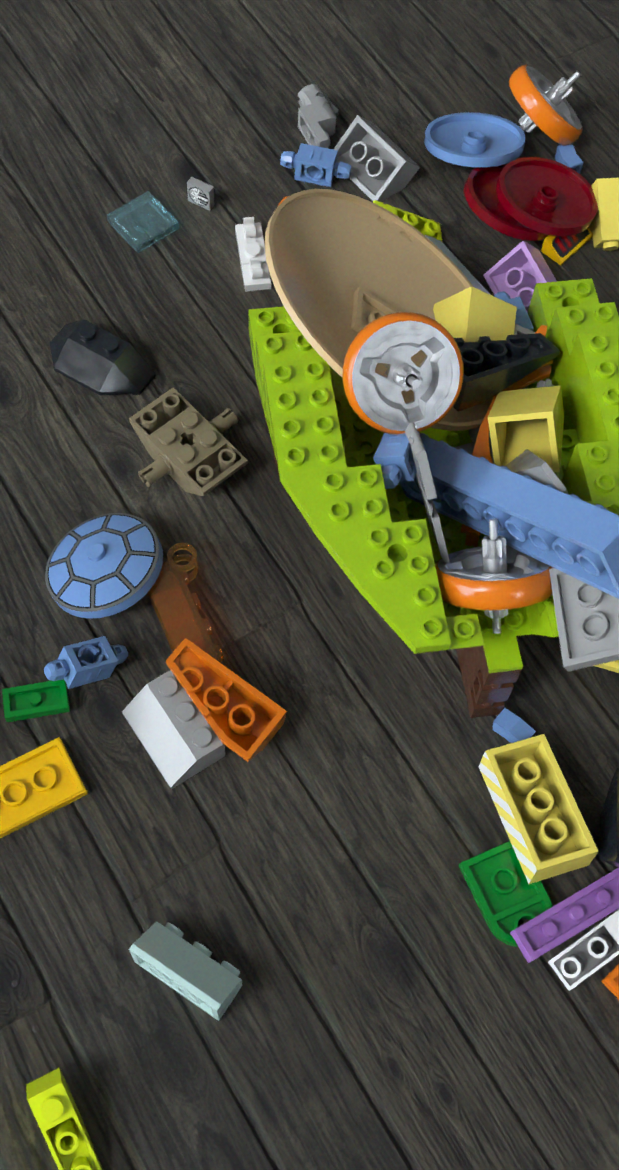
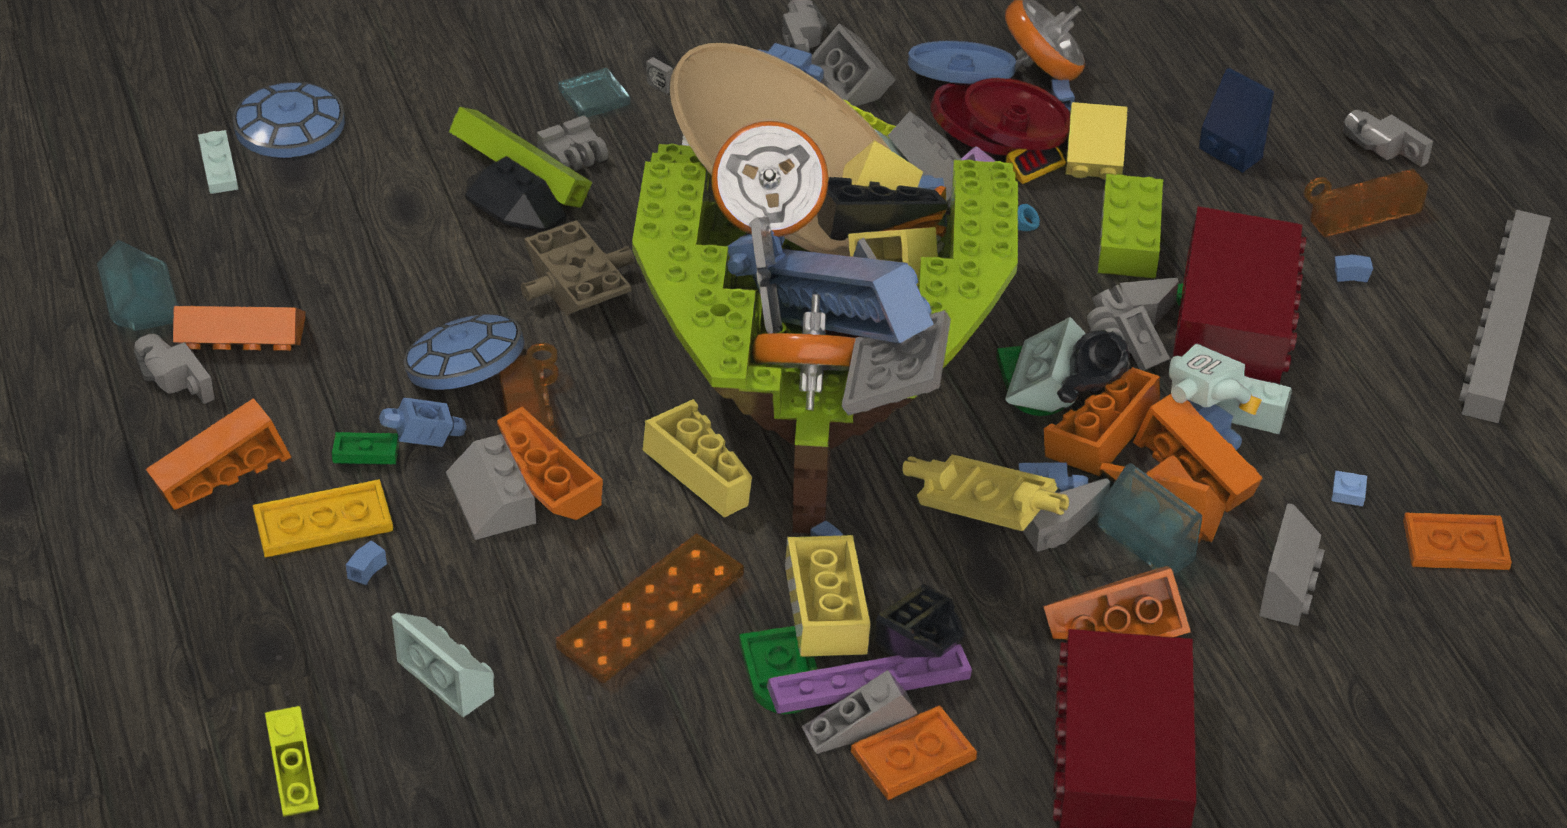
camera: 15 degrees right, 20 degrees down
(72, 847) = (365, 562): none -> medium blue piece
(80, 303) = (499, 142): none -> lime brick
(140, 291) = (573, 143): none -> light grey legs
(365, 655) = (698, 457): none -> light yellow wedge
(366, 849) = (649, 608): none -> clear orange plate
(487, 260) = (925, 149): none -> light grey wedge

